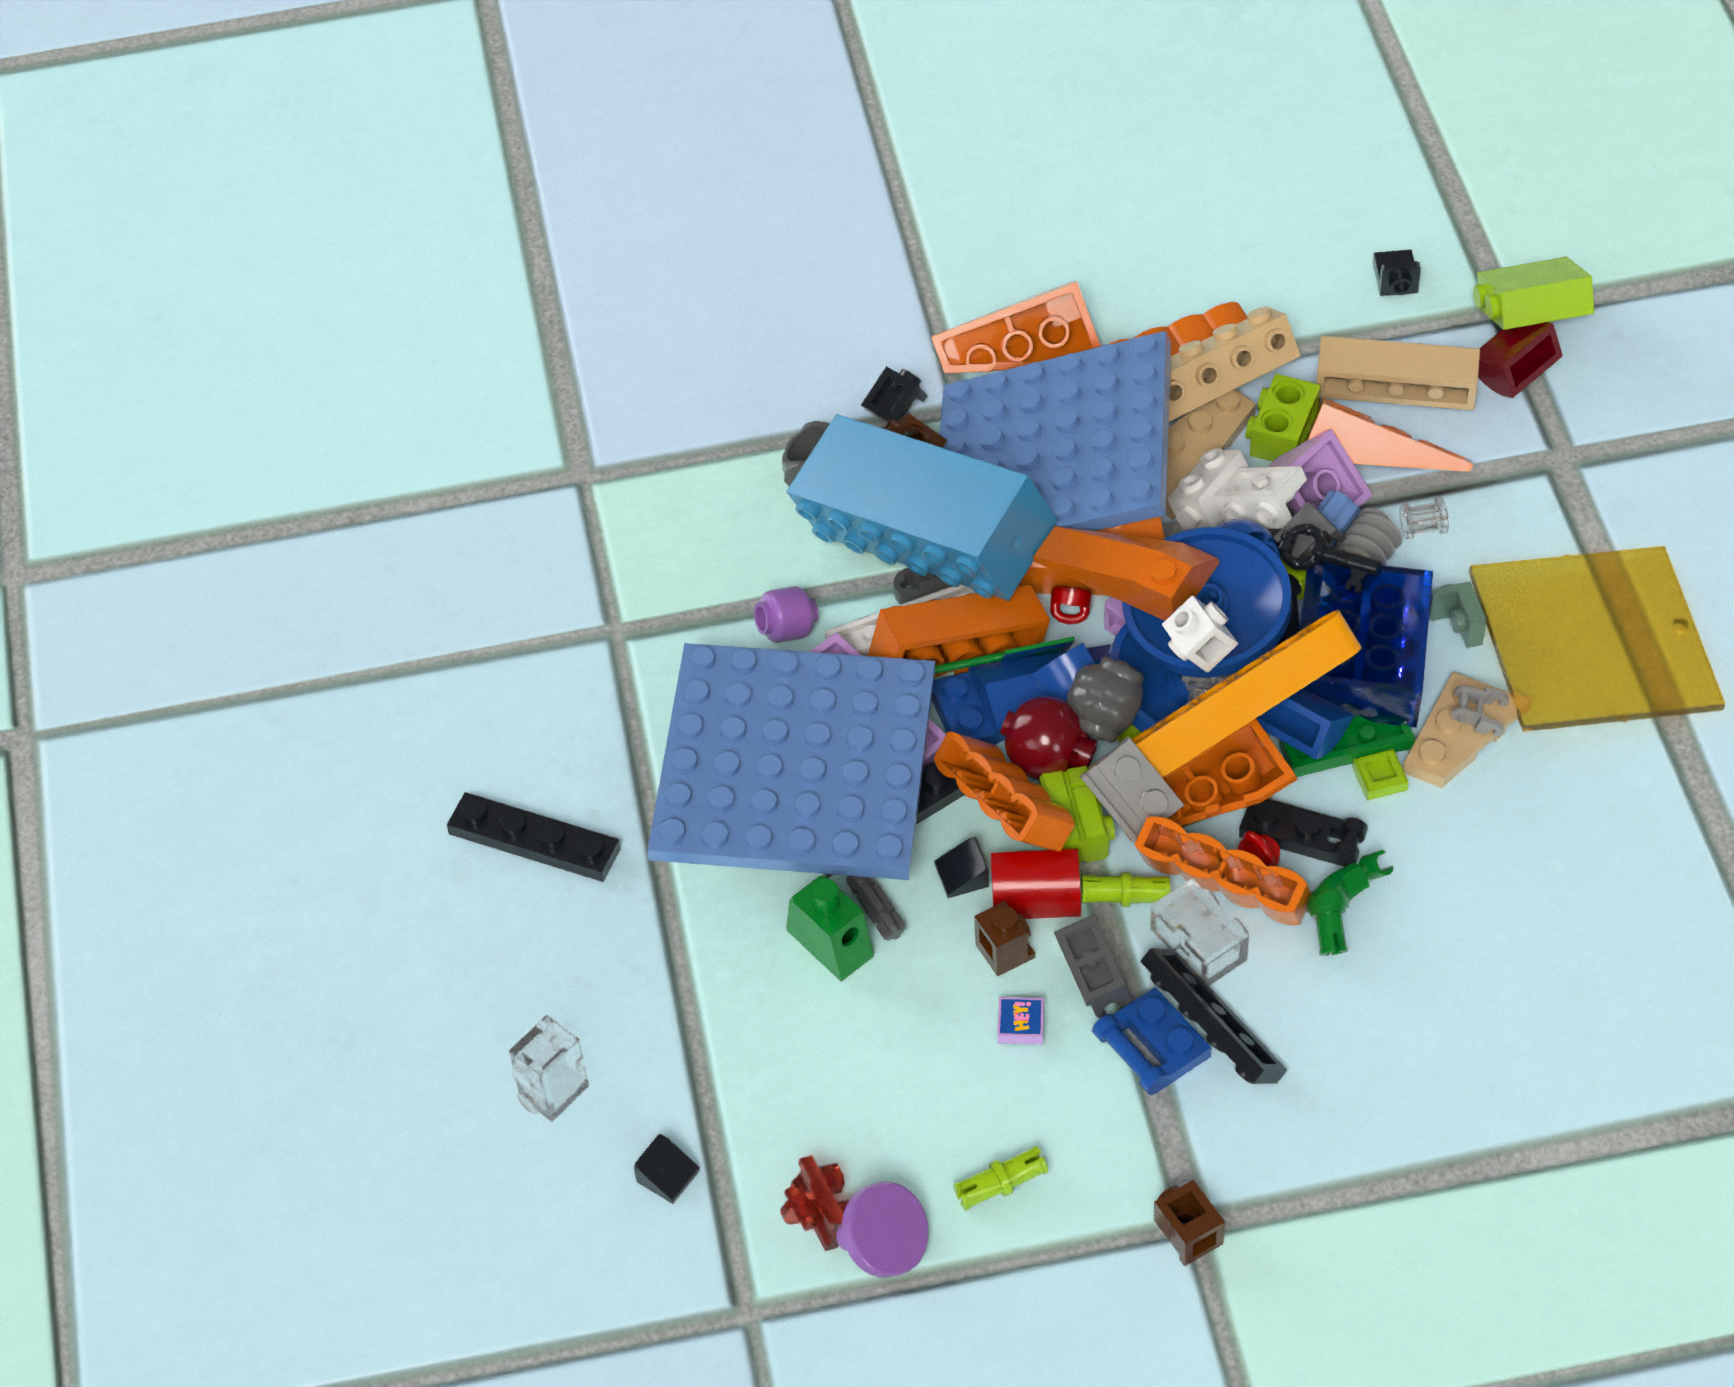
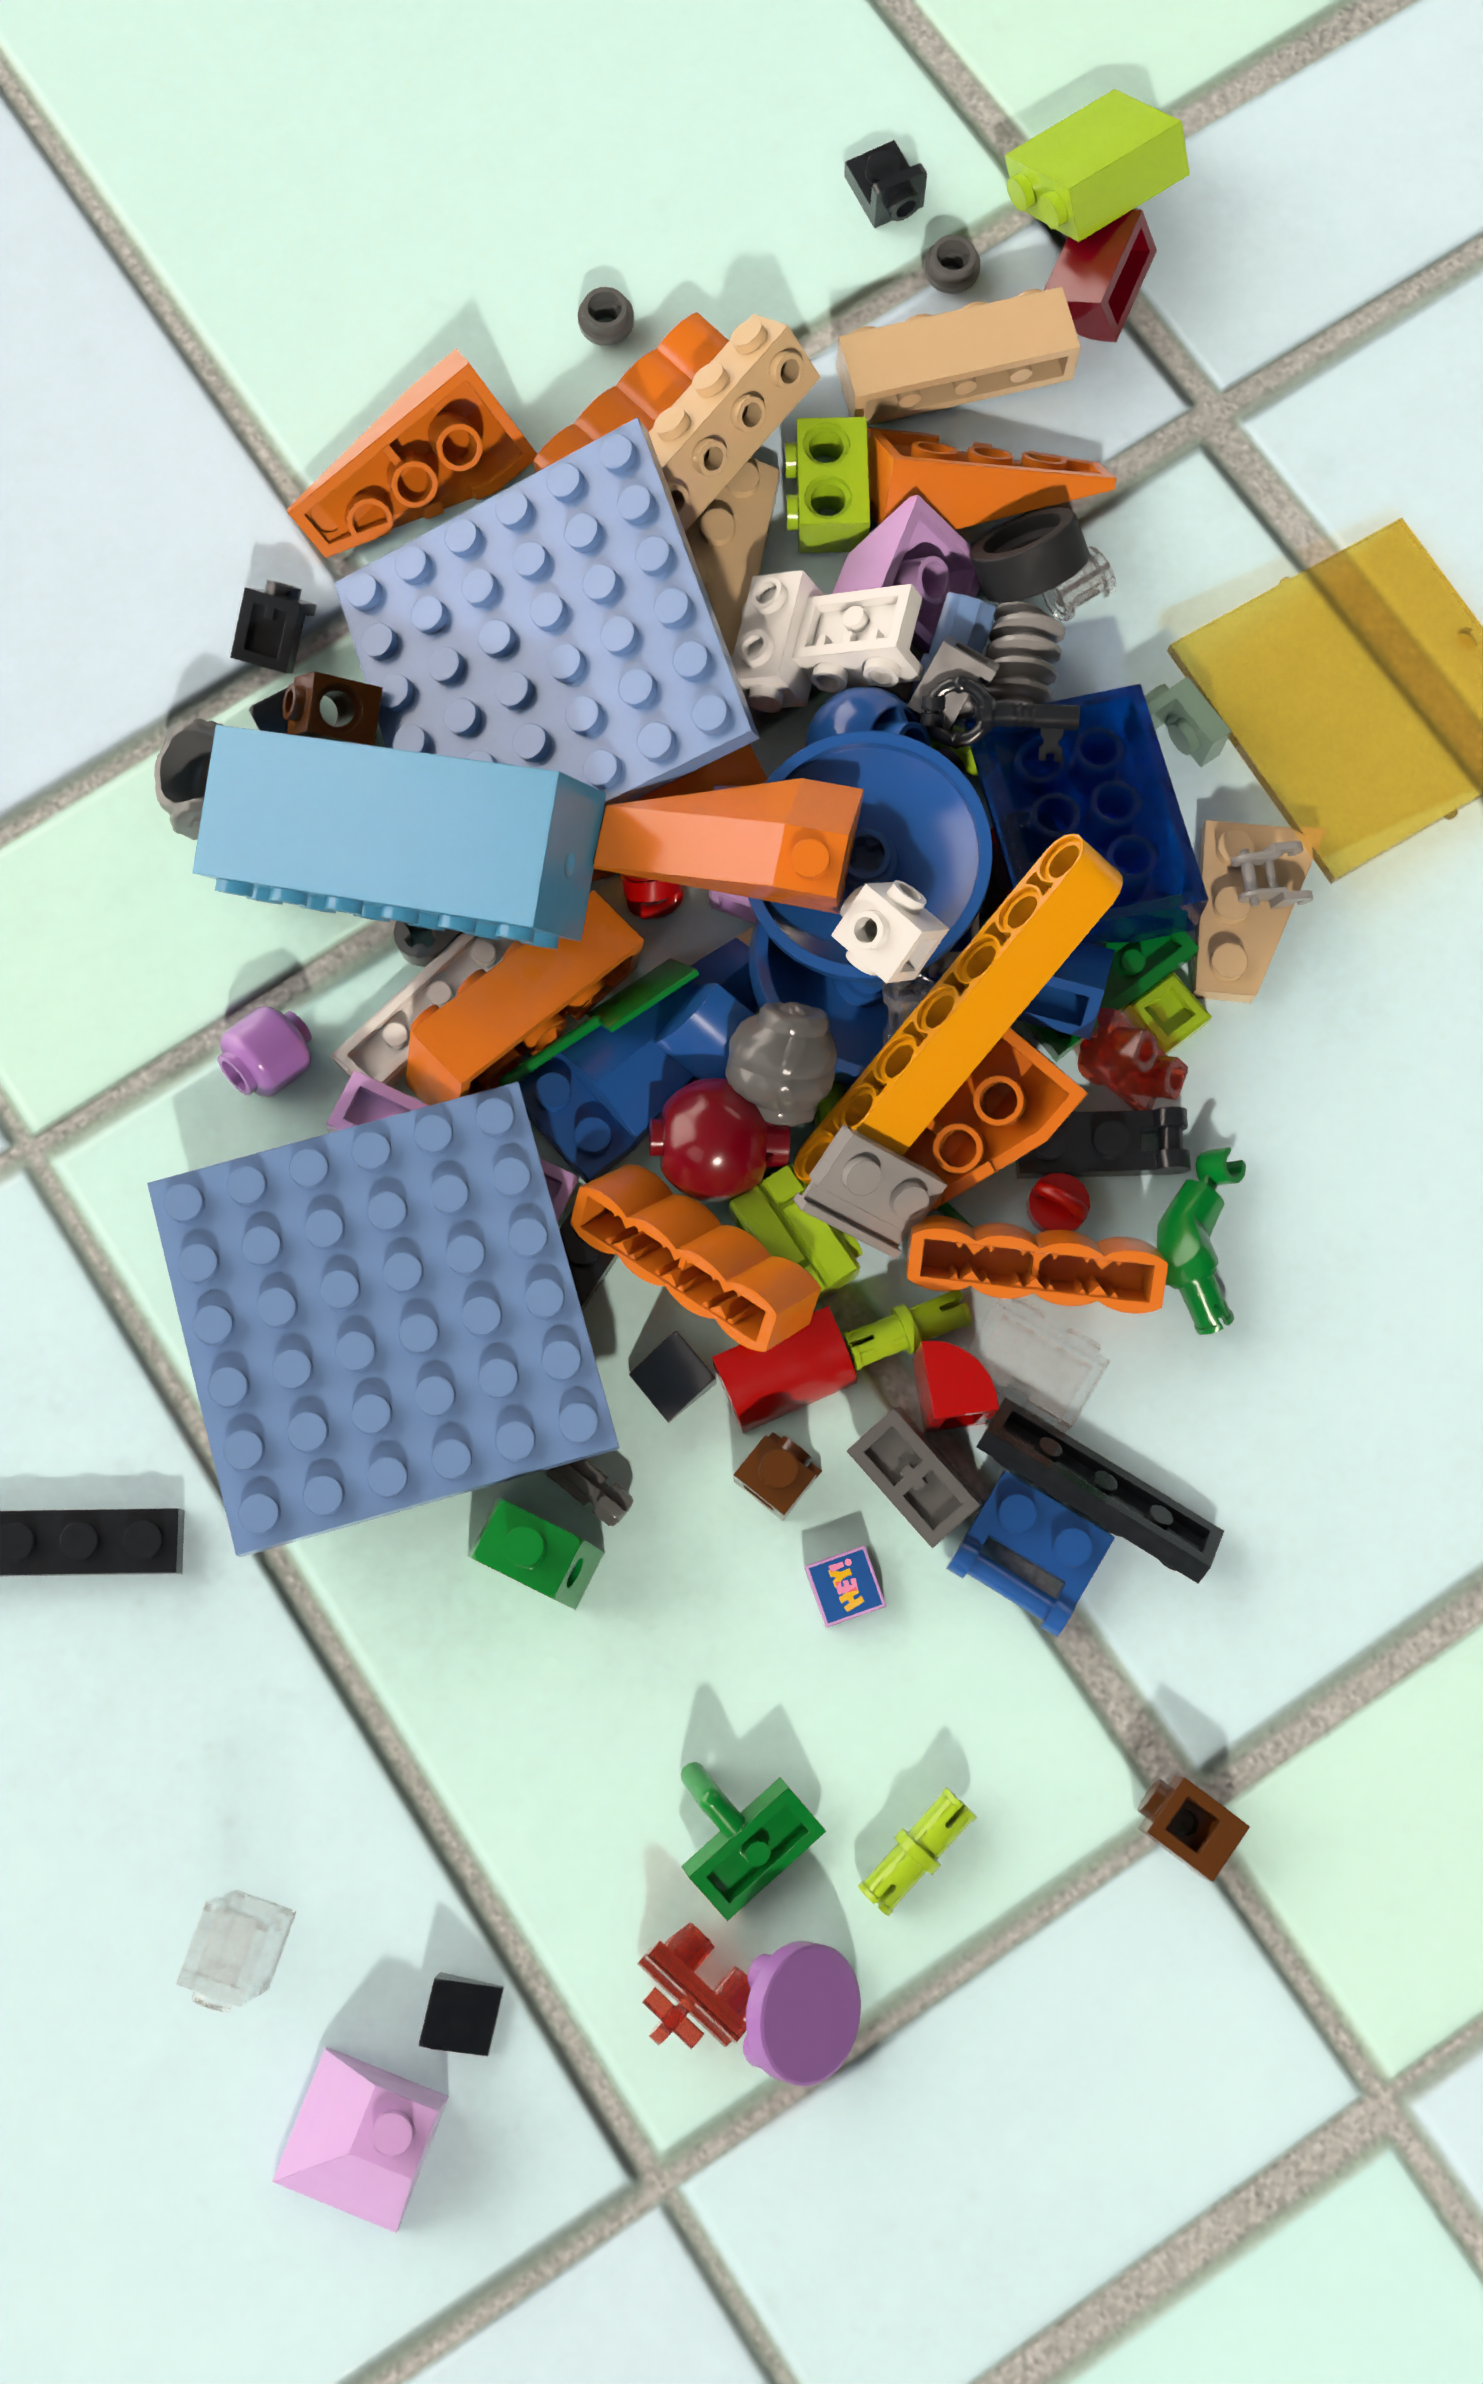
camera: 25 degrees left, 25 degrees up
(575, 1217) = (360, 2139): none -> lavender slope
(893, 1134) = (750, 1844): none -> green plate
(1135, 916) = (952, 1387): none -> red brick
(1180, 293) = (605, 303): none -> dark grey plate
(1335, 780) = (1130, 1062): none -> clear red hips
(1395, 487) = (1030, 555): none -> black tyre
(1420, 325) = (952, 251): none -> dark grey plate

